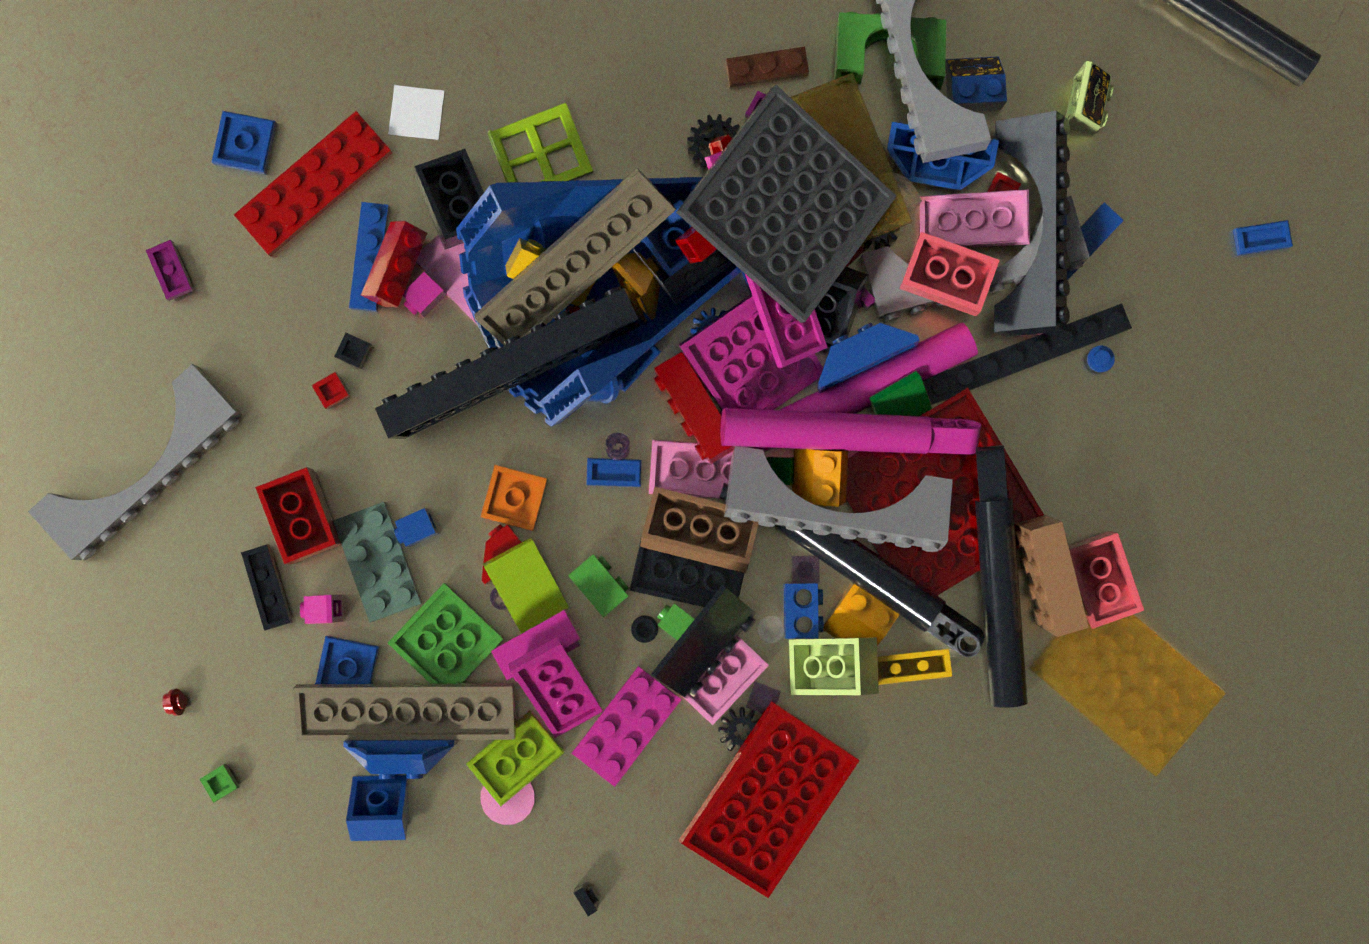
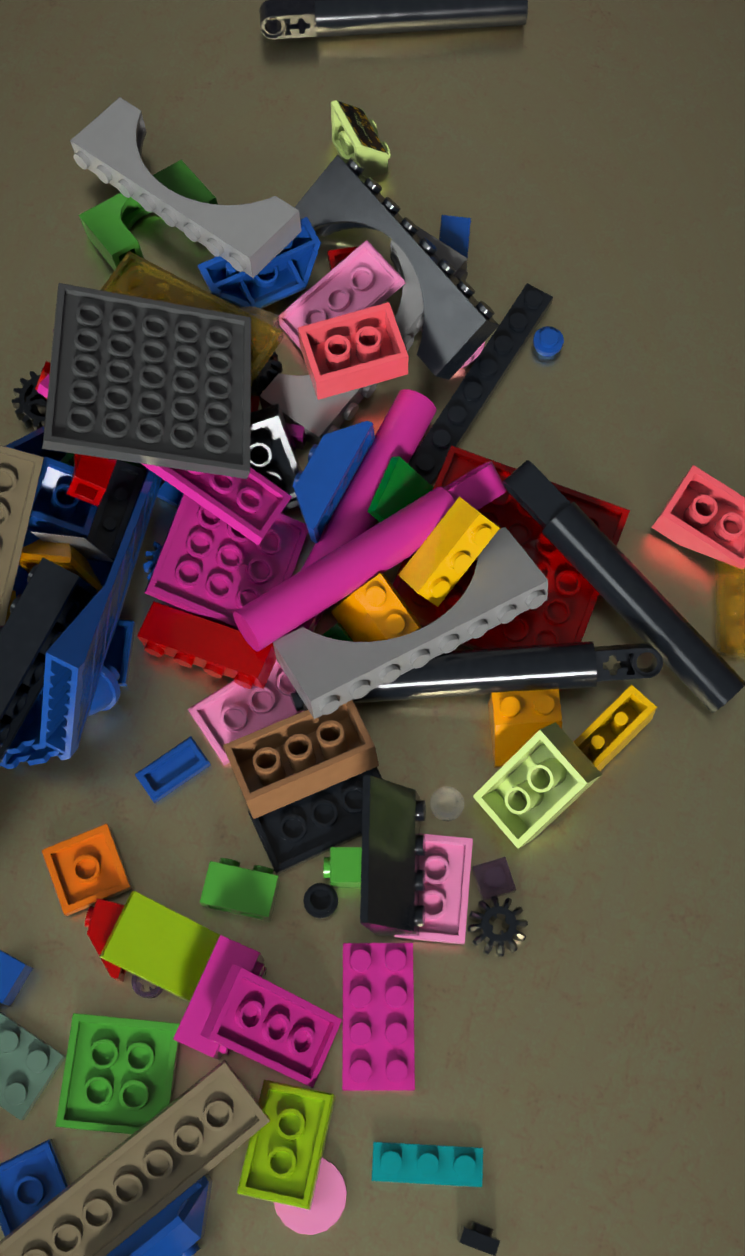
camera: 35 degrees left, 15 degrees down
(589, 834) = (427, 1164): none -> teal plate
(622, 452) = (153, 732): clear purple bush -> none
(767, 66) = (39, 313): copper plate -> none
(769, 800) = (581, 975): red plate -> none
(794, 611) = (454, 766): blue brick -> none
(805, 569) = (434, 720): plate -> none
(899, 470) = (448, 551): none -> yellow brick
(976, 83) = (252, 186): blue slope -> none
(1050, 575) = (668, 547): medium nougat brick -> none
(1262, 238) = (599, 154): blue tile -> none

